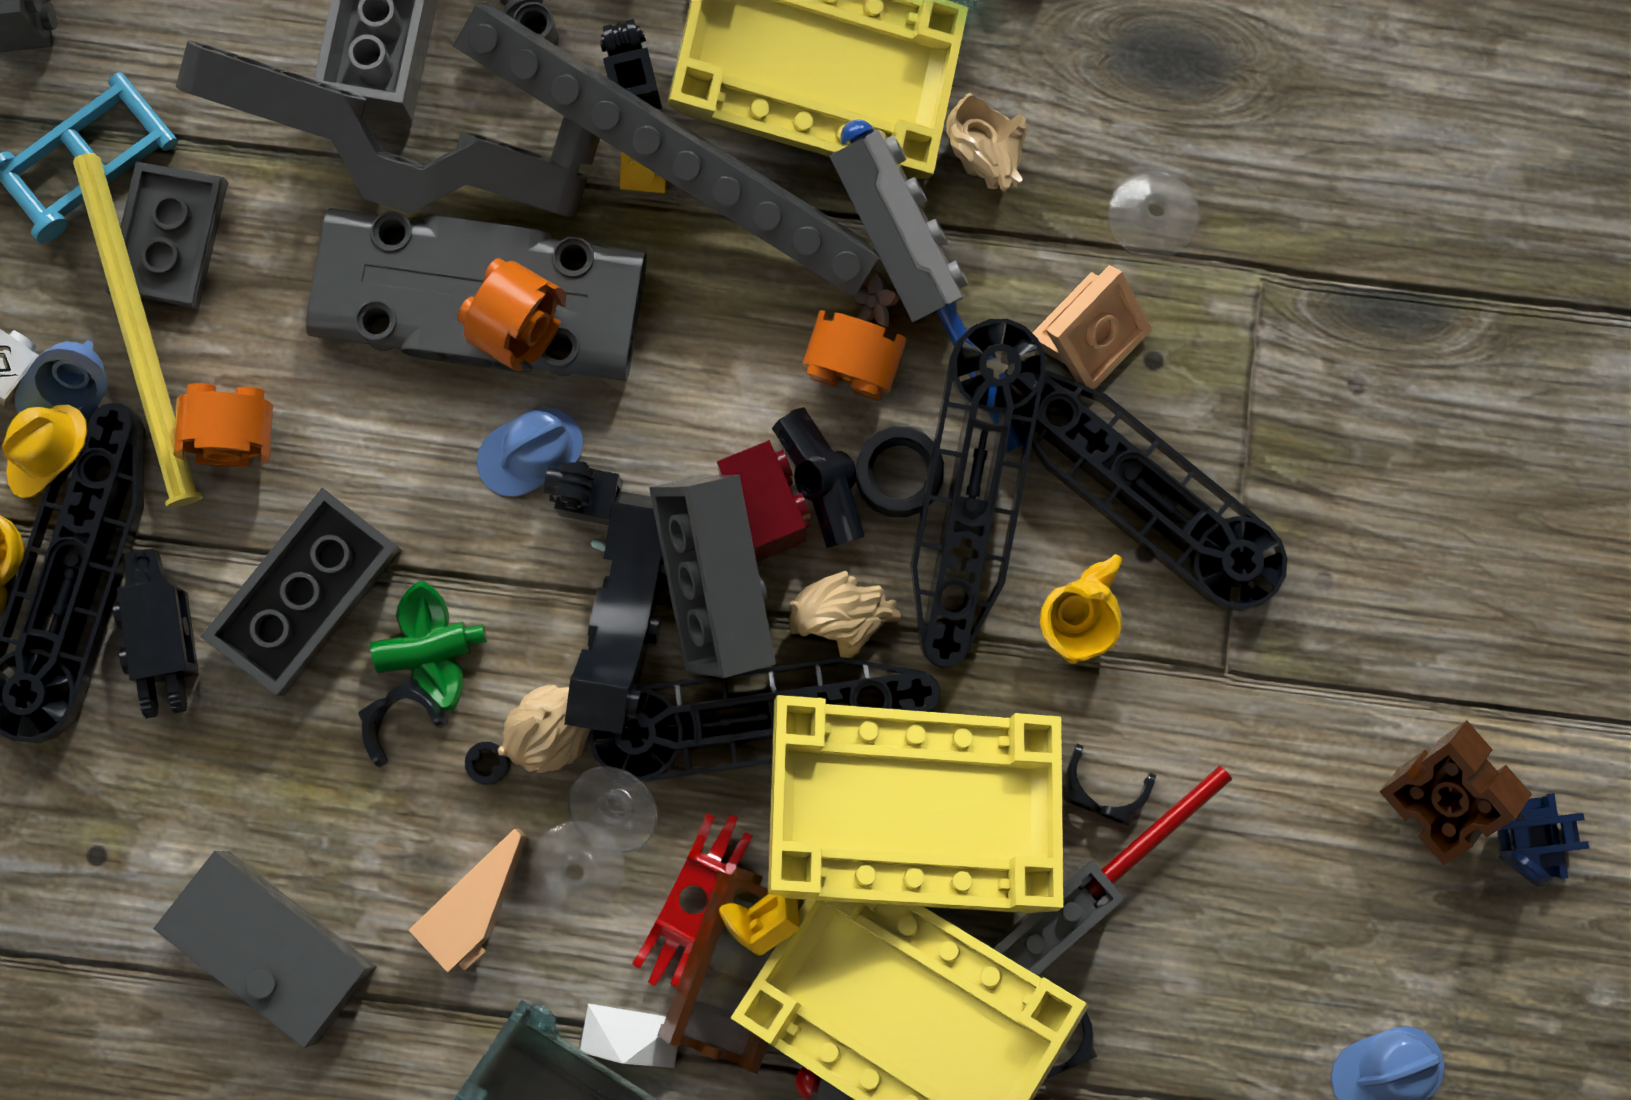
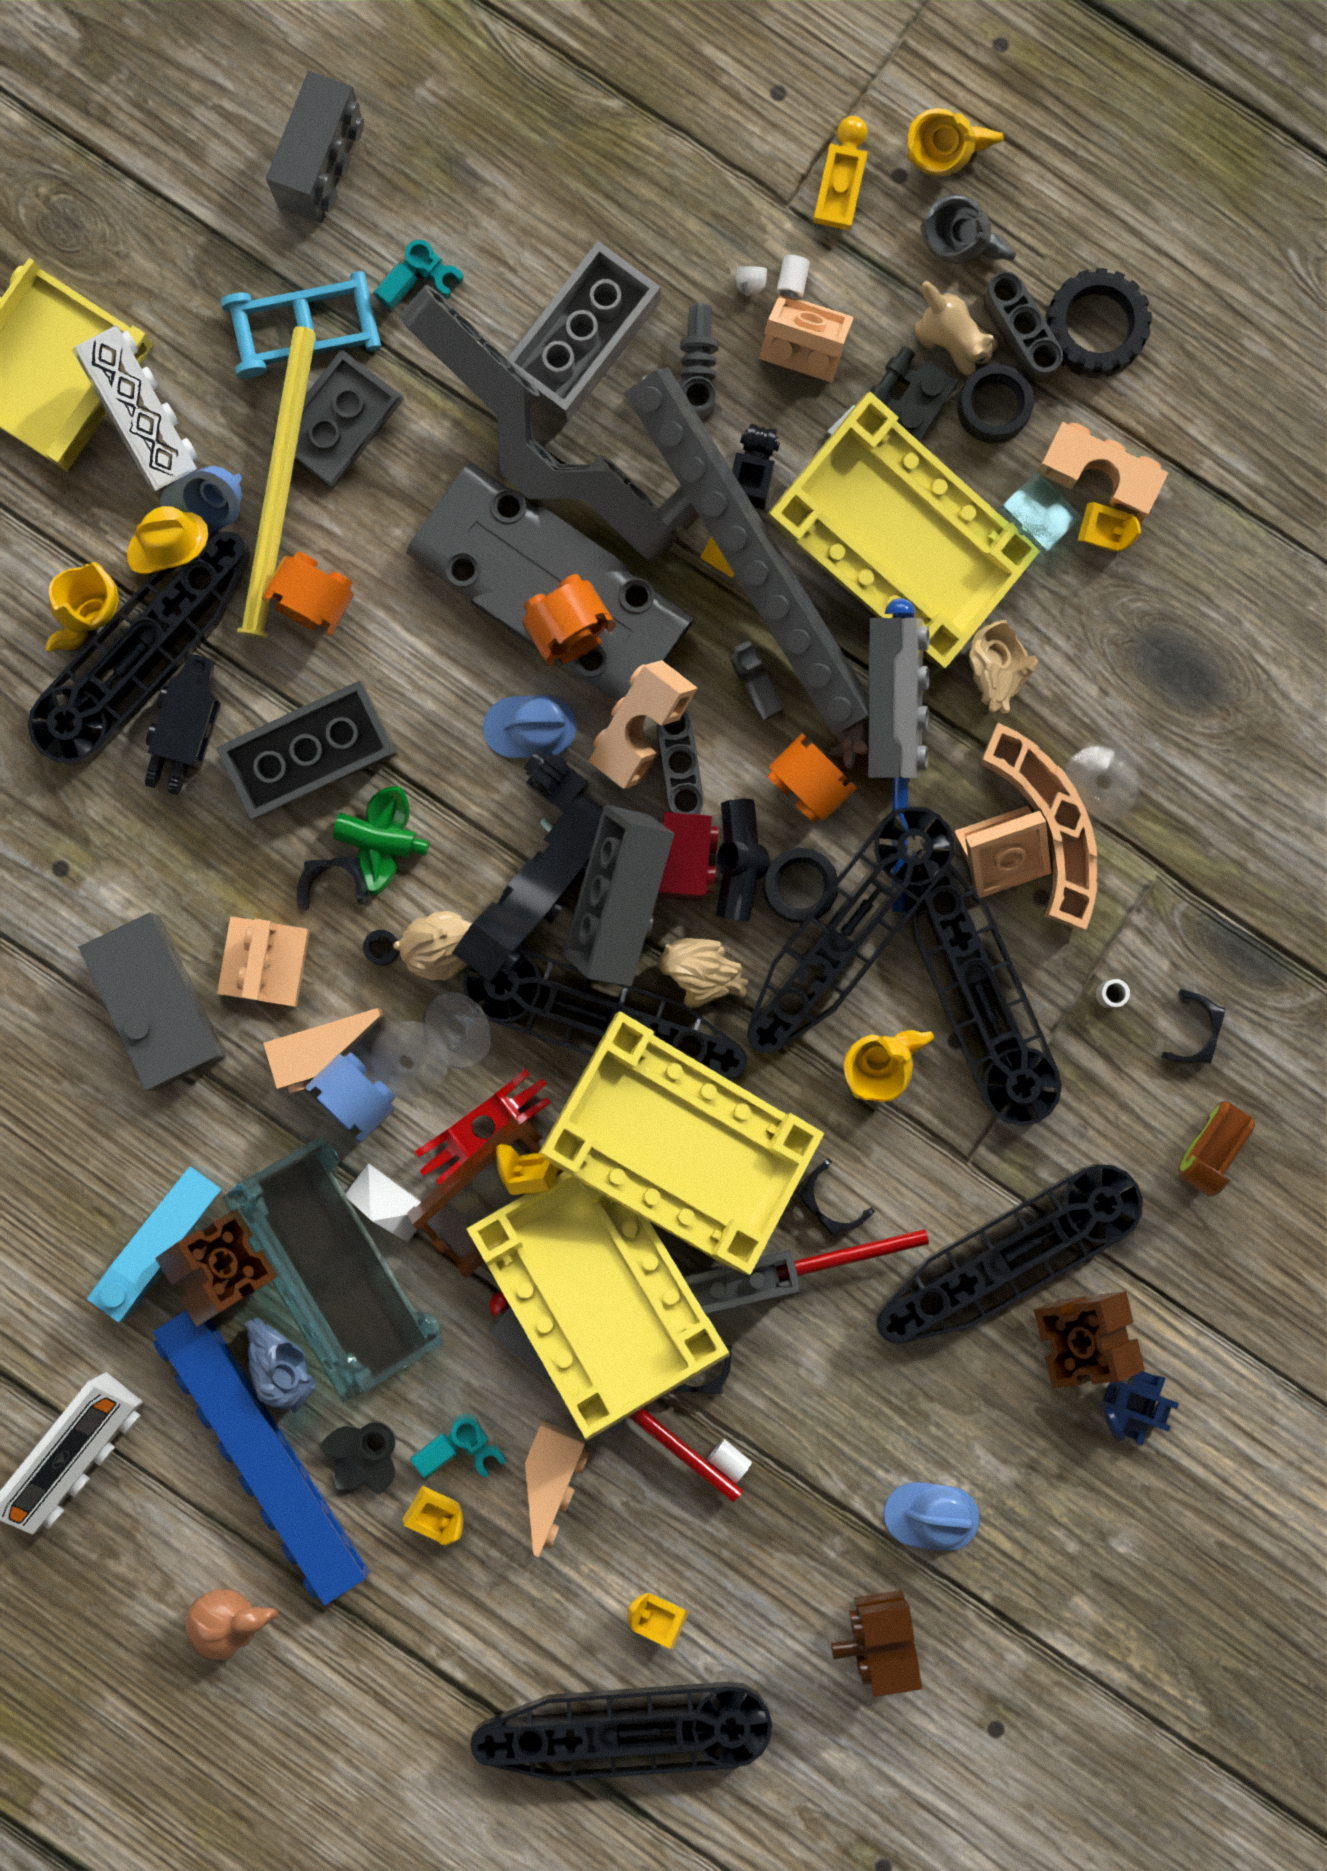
camera: 25 degrees right, 5 degrees up
(165, 56) = (418, 261): none -> teal bar
(366, 842) = (263, 961): none -> light nougat bracket
(534, 938) = (351, 1096): none -> medium blue brick
(638, 421) = (622, 747): none -> light nougat arch
(702, 388) = (686, 782): none -> dark grey beam
(728, 274) = (758, 687): none -> dark grey bar
(1157, 280) = (1066, 820): none -> light nougat brick
(1291, 411) = (1124, 993): none -> white hinge
(1308, 771) = (990, 1267): none -> black beam
(1401, 391) = (1216, 1016): none -> black cap
(1475, 525) = (1215, 1149): none -> dark orange animal

